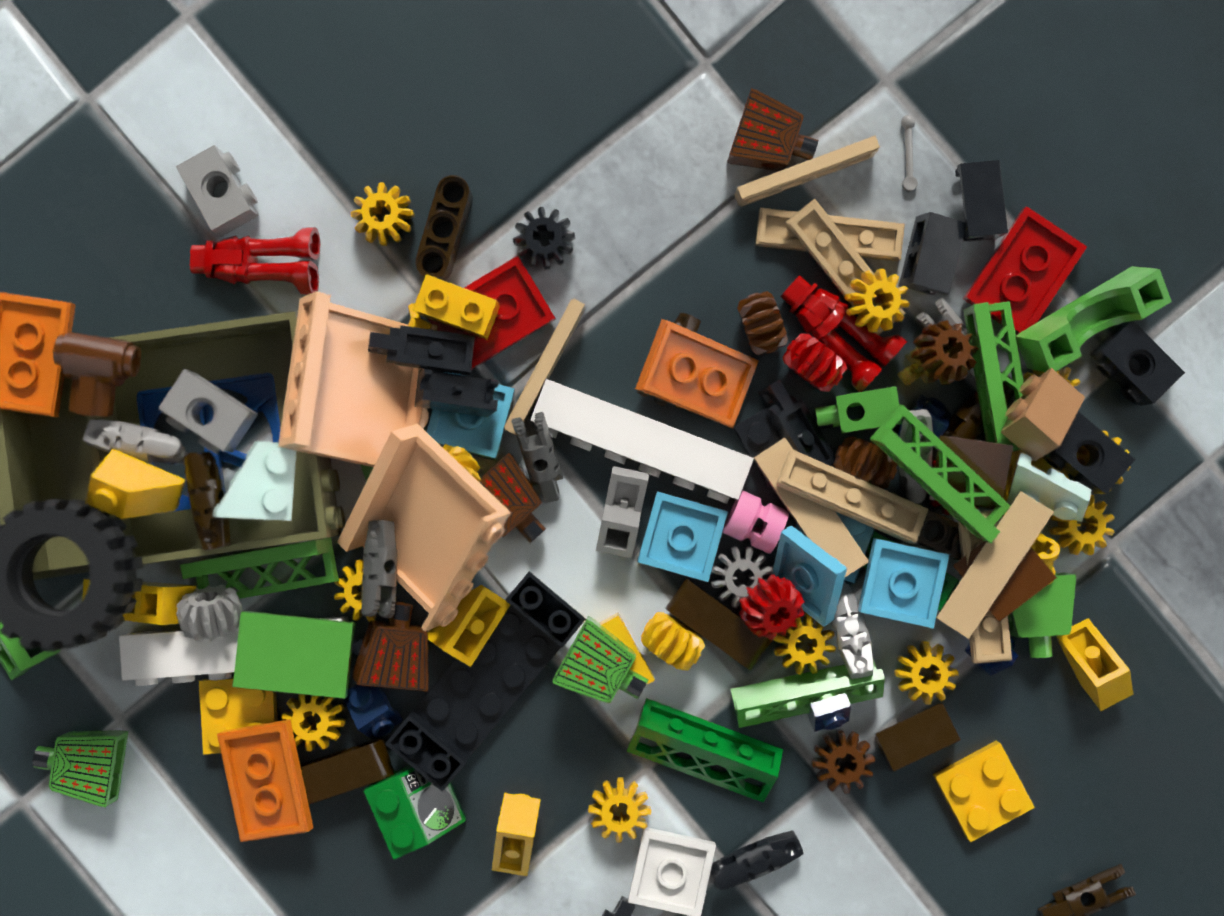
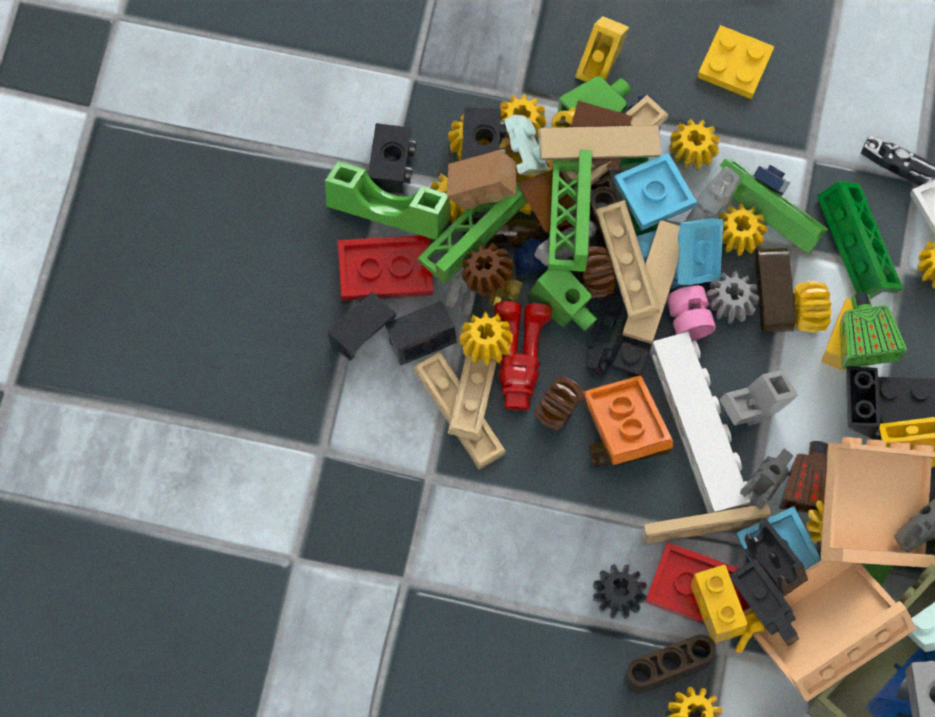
camera: 130 degrees left, 20 degrees down
(682, 536) = (738, 353): medium azure plate -> none
(769, 135) = (427, 495): reddish brown torso -> none
(771, 607) = (739, 258): red gear -> none
(807, 171) = (431, 452): tan tile -> none
(814, 362) = (557, 351): red gear -> none
(845, 773) = (792, 153): reddish brown gear -> none
(910, 182) = (381, 385): light grey hinge -> none
(916, 737) = (740, 119): dark brown hinge -> none

